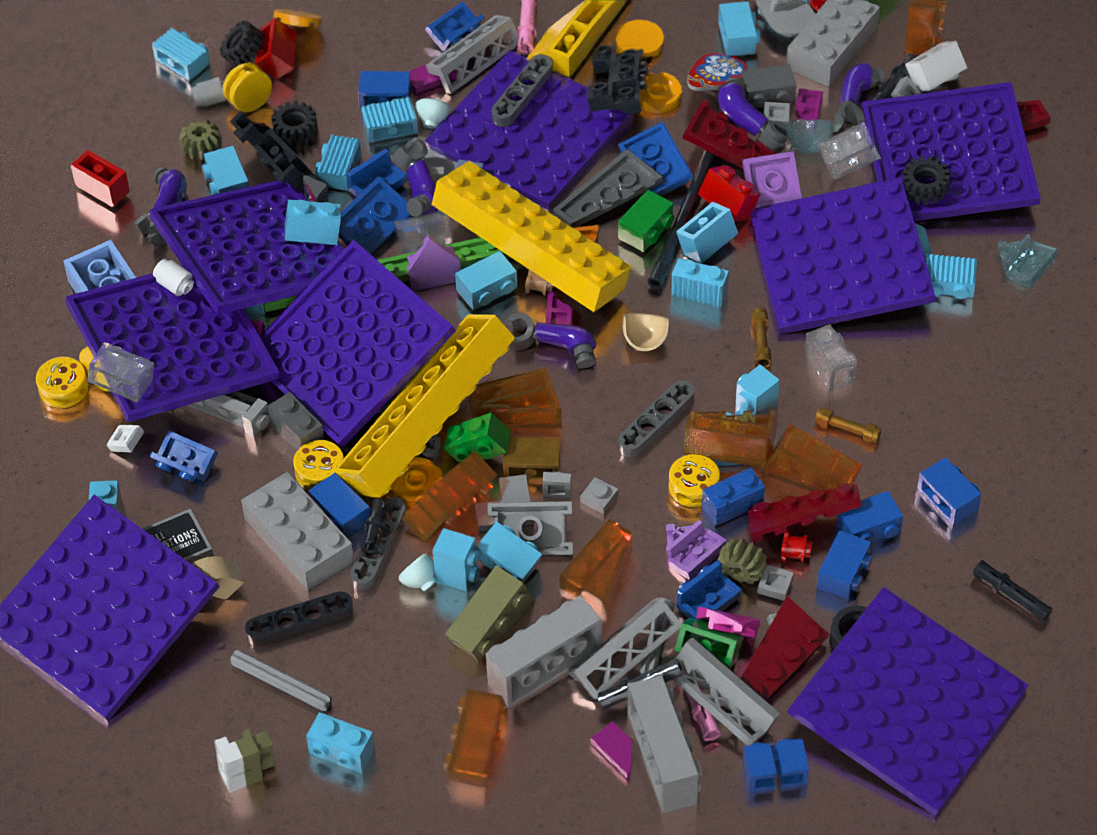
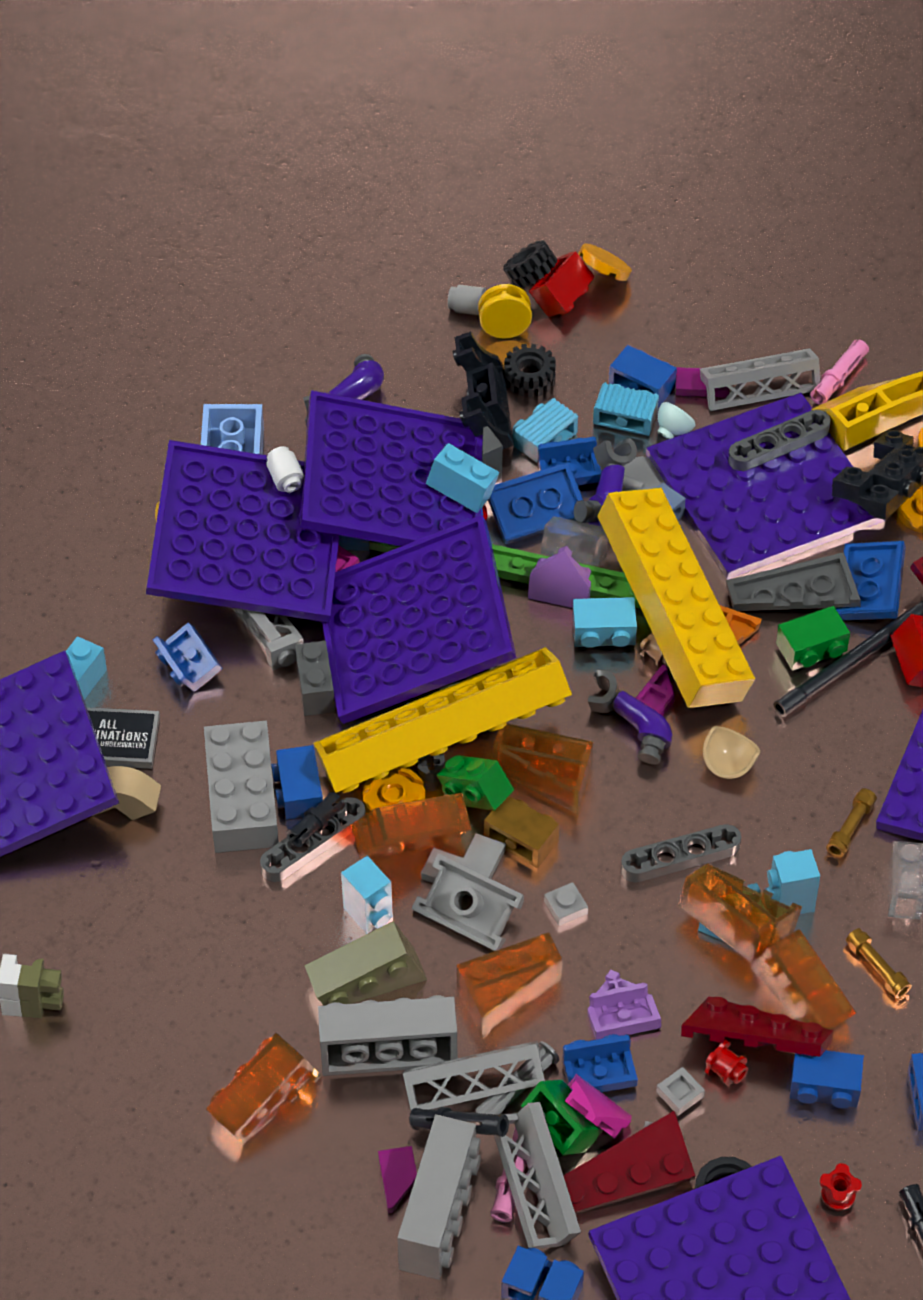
camera: 30 degrees right, 0 degrees up
(62, 382) = (128, 525): yellow head -> none
(100, 178) = (301, 338): red brick -> none
(120, 372) = (165, 540): clear brick -> none
(125, 438) = (147, 610): white tile -> none
(181, 54) = (468, 248): medium azure brick -> none
(200, 139) = (426, 344): olive gear -> none
(224, 171) = (425, 387): medium azure brick -> none
(281, 680) = (125, 928): light grey axle -> none
(297, 614) = (183, 880): black beam -> none
(316, 462) = (307, 724): yellow head -> none
(340, 742) = (131, 1021): medium azure brick -> none
(419, 573) = (325, 891): light aqua brick -> none
(453, 26) = (759, 340): blue bracket -> none
(508, 552) = (425, 917): medium azure brick -> none
(557, 485) = (528, 870): light grey plate -> none
(690, 476) = (672, 938): yellow head -> none
(700, 282) = (825, 731): medium azure brick -> none
(707, 232) = (868, 681): medium azure brick -> none
(732, 496) = (698, 975): blue brick -> none
(742, 561) = (657, 1049): olive gear -> none
(844, 564) = (765, 1111): blue brick -> none
(932, 590) = (839, 1188): none -> red brick

